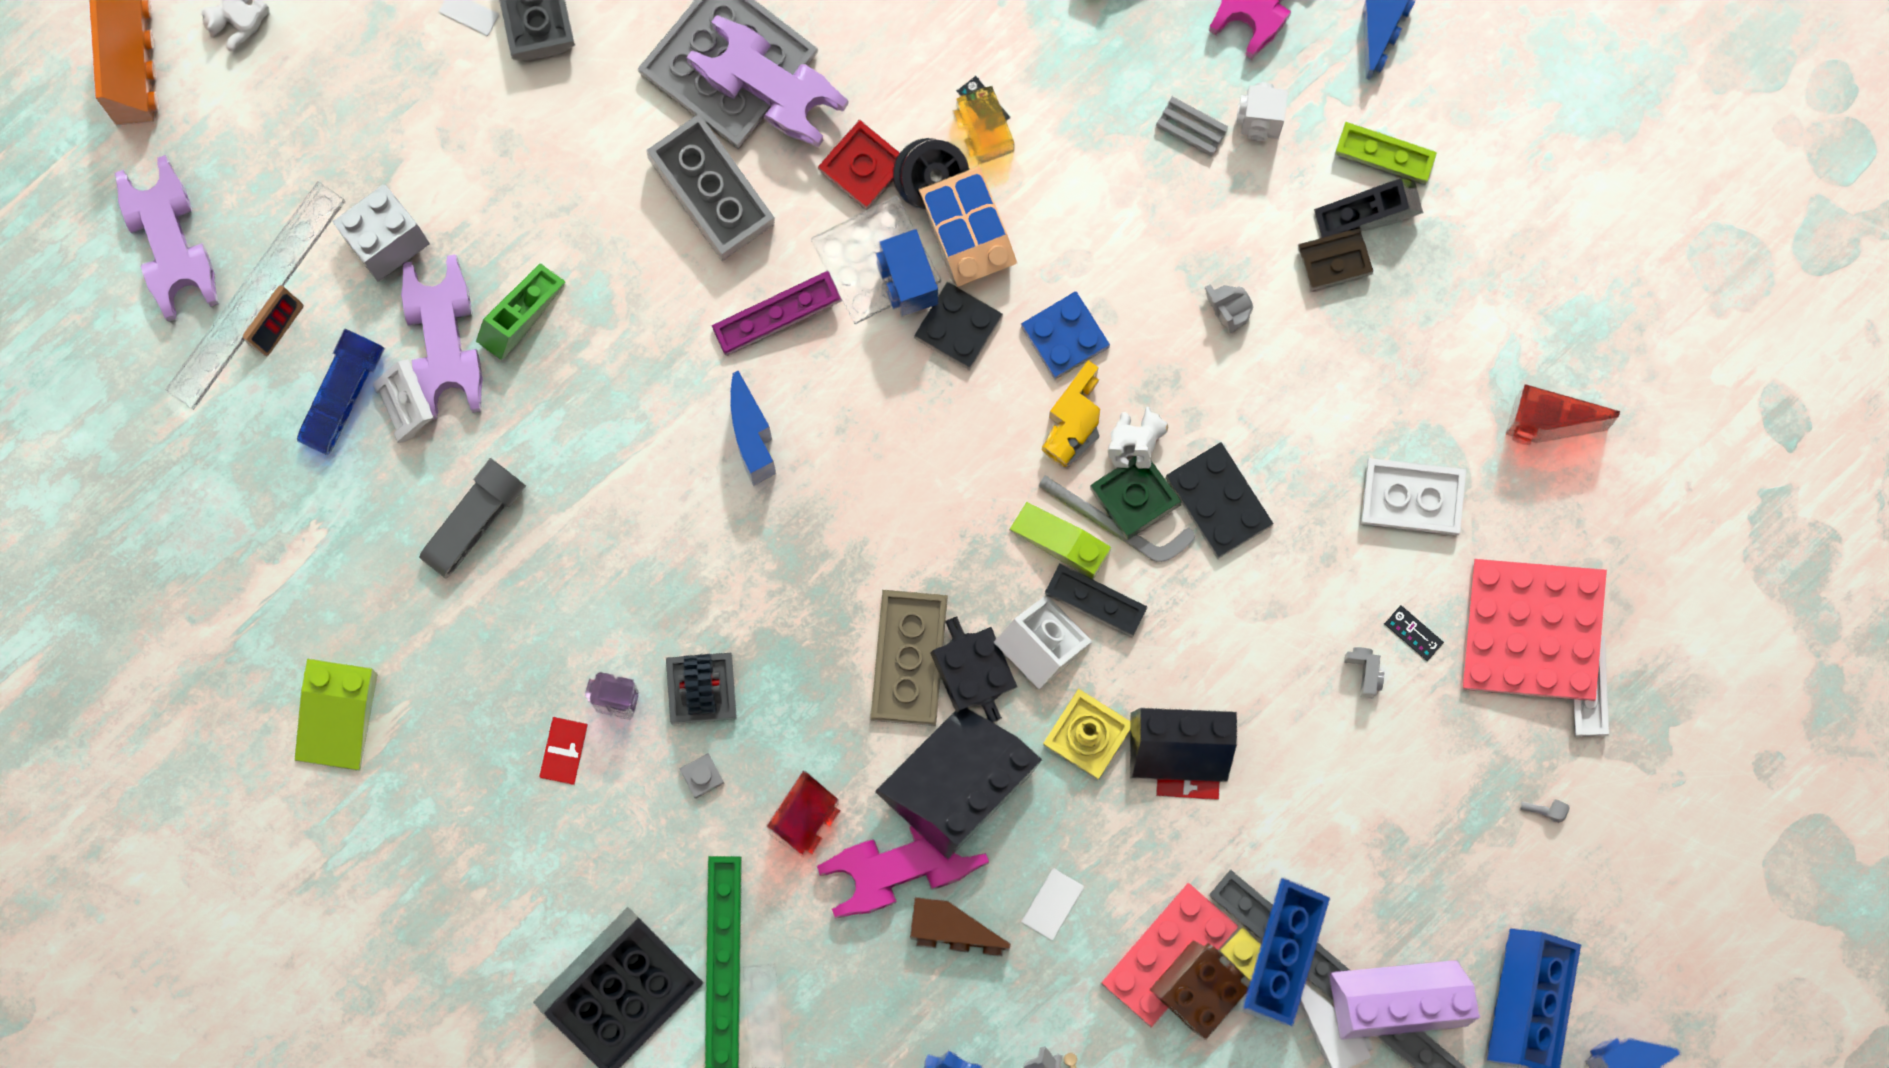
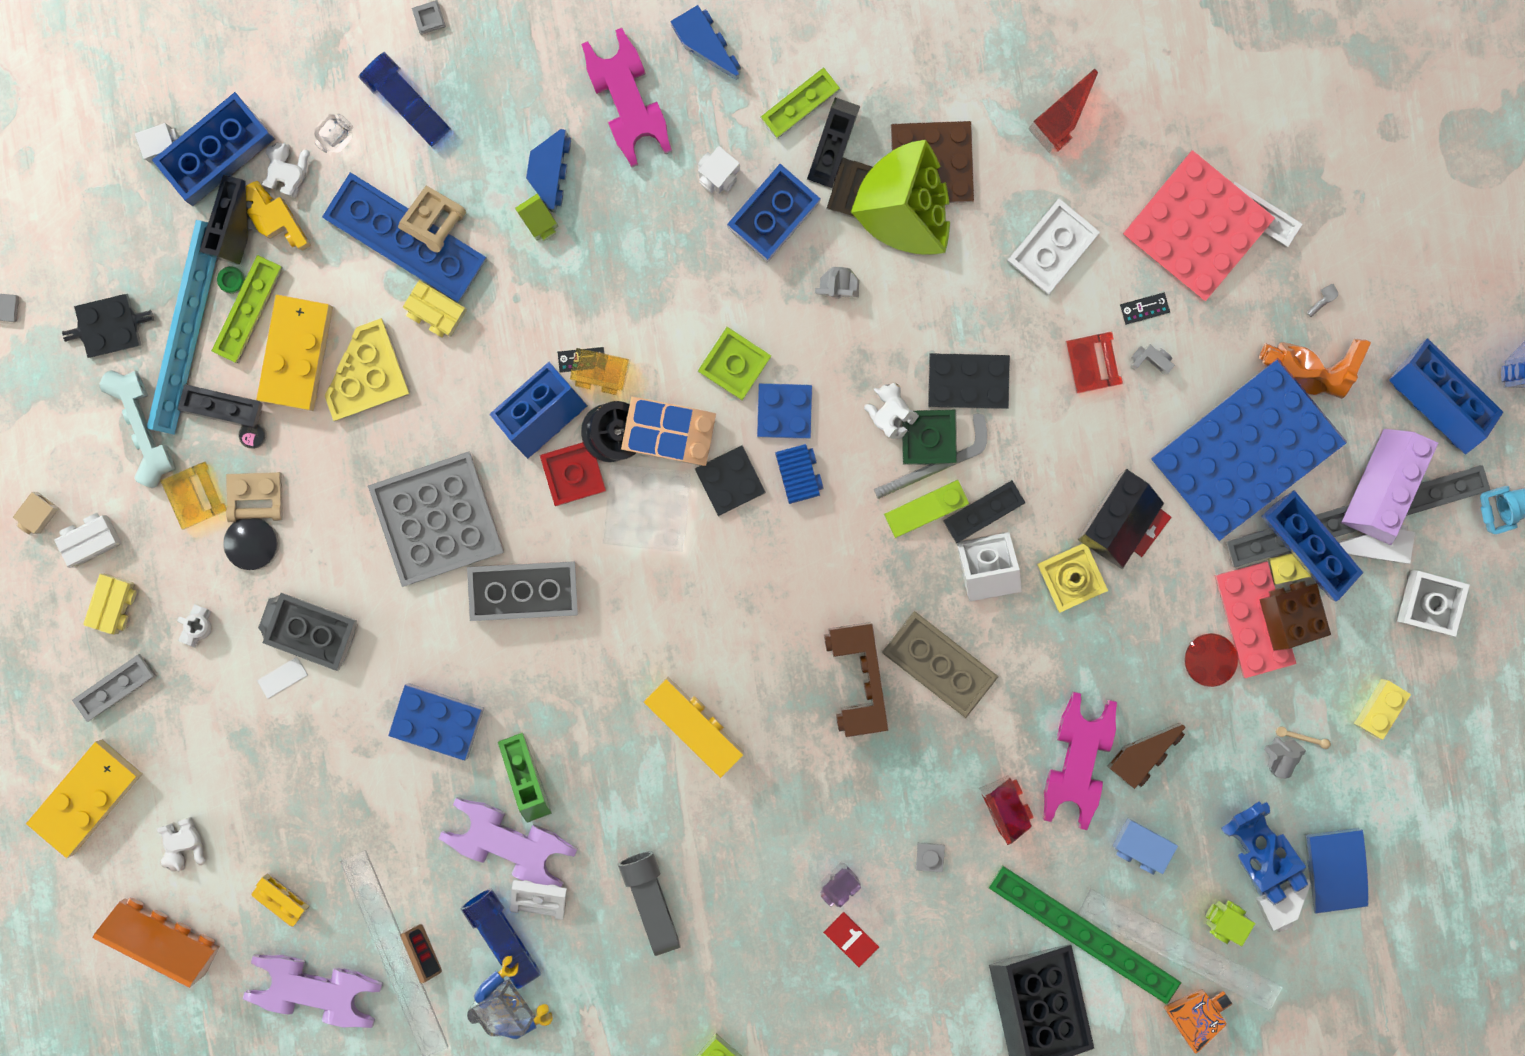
camera: 55 degrees left, 10 degrees up
(239, 146) = (279, 900): none -> yellow bracket
(266, 433) = (502, 1008): none -> clear torso
(381, 232) = (407, 841): brick -> none
(521, 187) = (436, 721): none -> blue brick
(682, 442) = (694, 726): none -> yellow brick
(701, 688) = (870, 820): dark grey plate -> none
(747, 68) = (491, 495): lavender piece -> none
(750, 431) = (713, 674): blue slope -> none
(777, 313) = (641, 601): magenta tile -> none
(855, 990) = (1144, 846): none -> medium blue brick
(880, 552) = (865, 717): none -> reddish brown plate
(903, 91) = (538, 410): none -> blue slope
(908, 272) = (676, 495): blue brick -> none
(958, 779) = (1049, 687): black slope -> none
(973, 669) = (978, 626): black plate -> none
(1010, 387) = (798, 473): none -> blue brick
(1052, 904) = (1169, 675): white sticker -> none
(1075, 418) = (849, 442): yellow plate -> none
(1080, 253) = (734, 363): none -> lime plate
(1097, 935) = (1211, 660): none -> clear red dish
(1197, 115) = (713, 214): light grey tile -> none
(1258, 194) = (773, 212): none -> blue brick
(1315, 606) = (1085, 364): none -> clear red plate
(1340, 825) = (1249, 449): none -> blue plate
(1358, 316) = (905, 201): none -> lime brick
(1426, 324) = (952, 148): none -> reddish brown plate
(1458, 831) = (1310, 372): none -> orange hips

